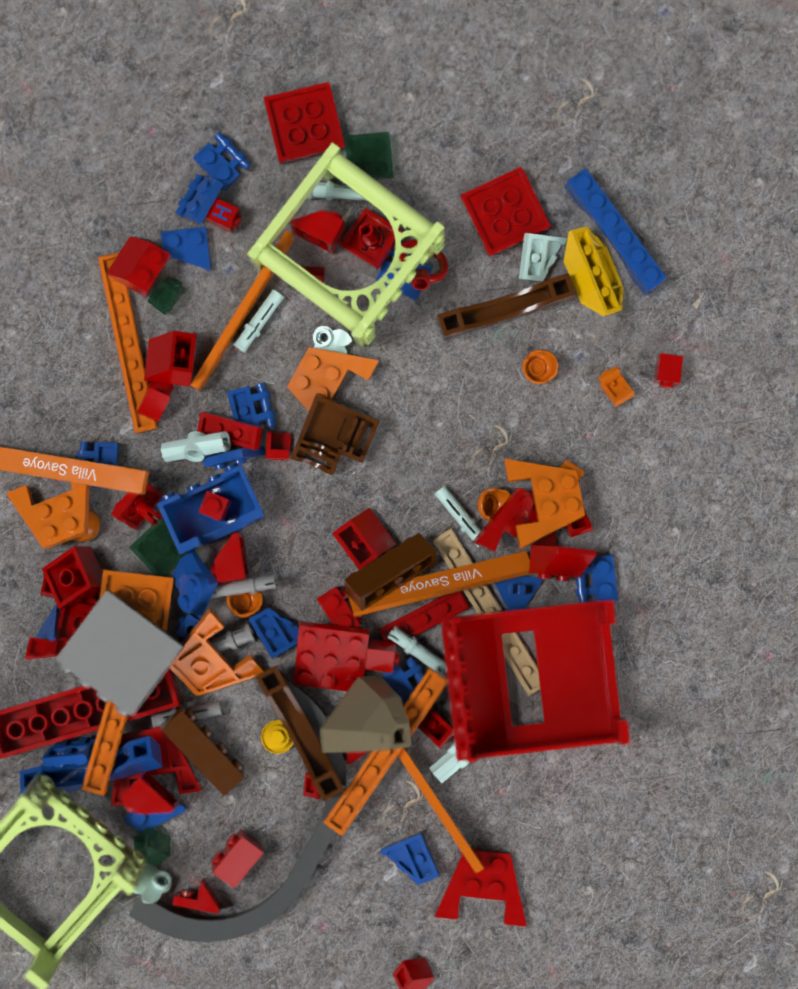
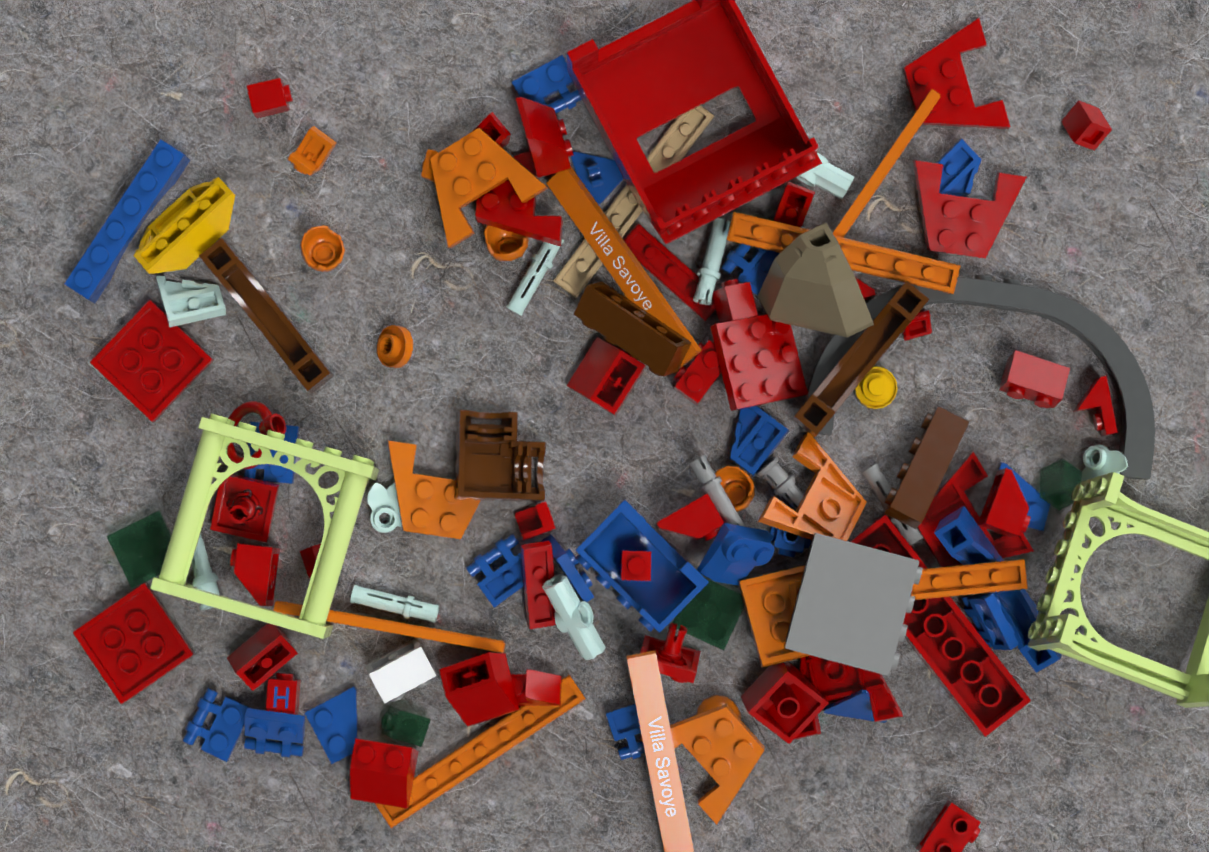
camera: 110 degrees left, 0 degrees up
(207, 306) = (400, 671): none -> brick
(256, 208) = (262, 655): none -> red brick
(376, 850) = (958, 222): none -> red wing
(446, 392) = (394, 346): none -> orange plate

